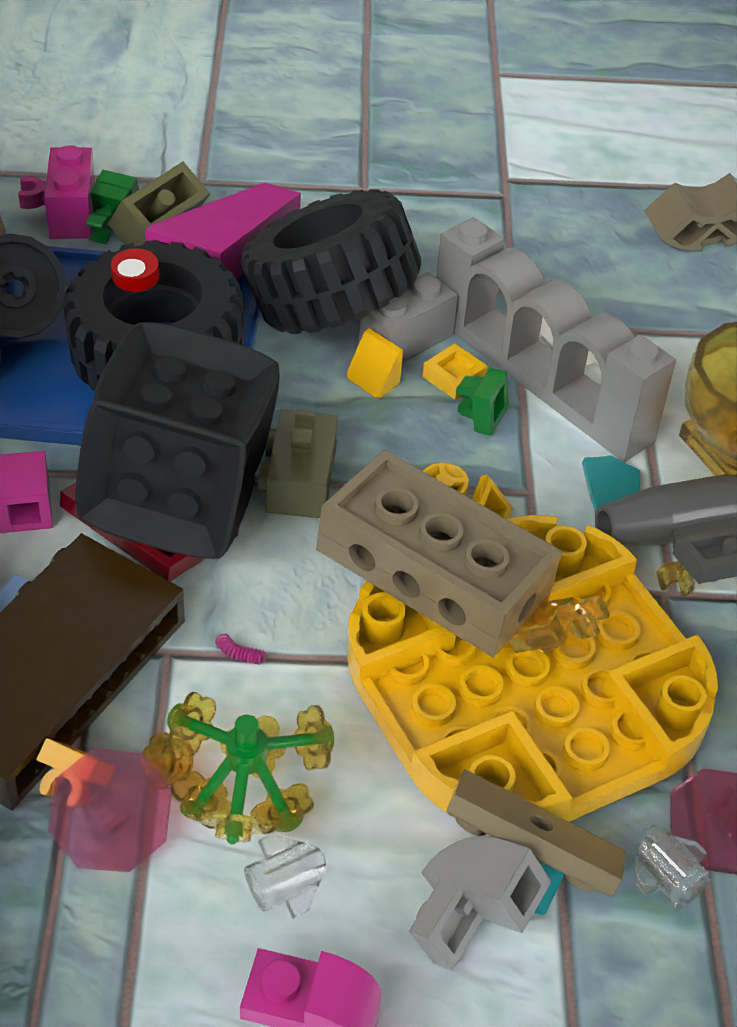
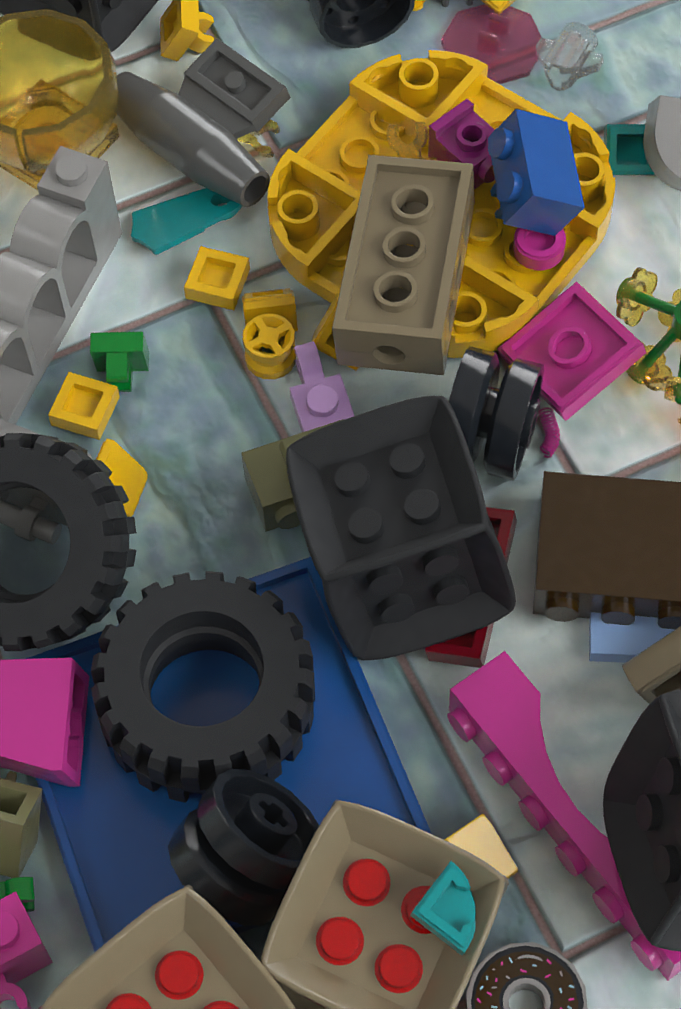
camera: 110 degrees left, 15 degrees up
(135, 270) = (186, 691): red tile -> none
(262, 575) = (499, 415): none -> black wheel
(293, 676) = (579, 348): none -> dark pink tile
(428, 706) = (537, 249): none -> dark pink tile
(487, 689) = (534, 173): none -> blue brick
(533, 487) = (217, 278): none -> yellow plate
(567, 689) = (463, 139): none -> magenta brick
(582, 856) = (624, 116): dark tan tile -> none

